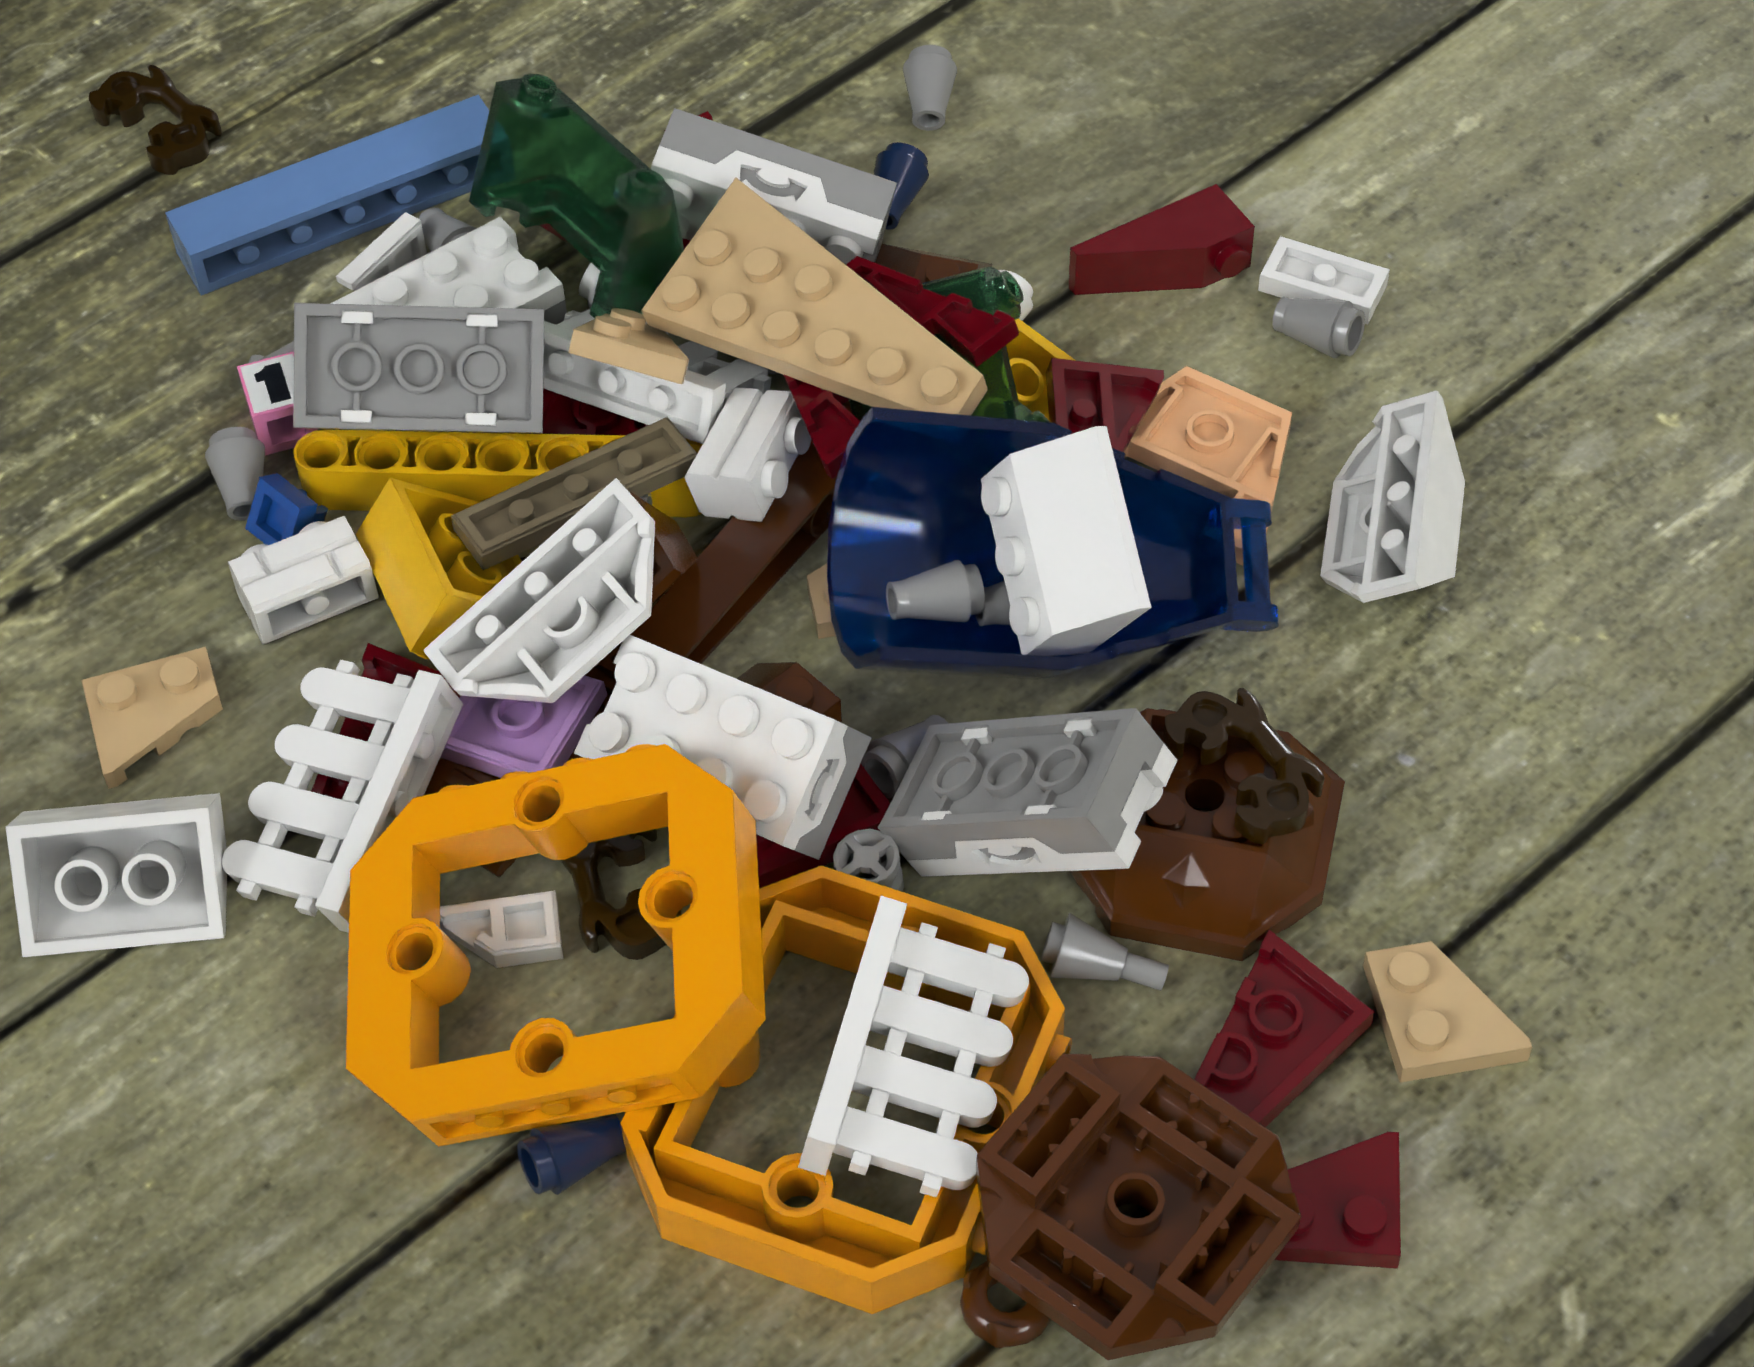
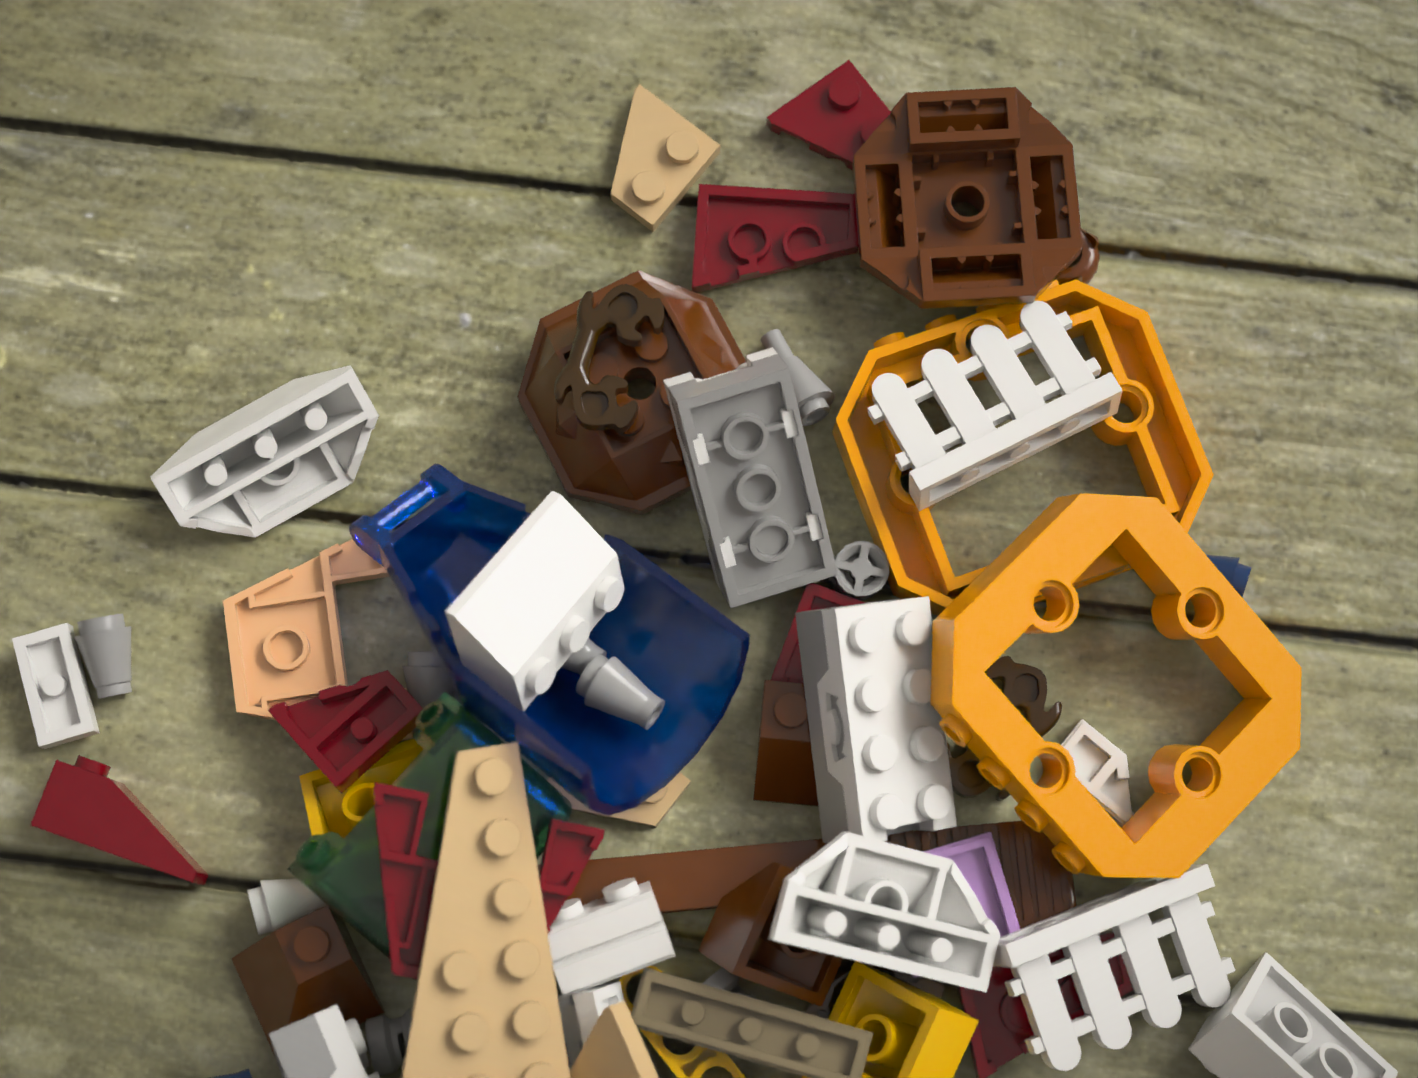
camera: 135 degrees left, 25 degrees up
(892, 754) = (762, 620): light grey cone -> none

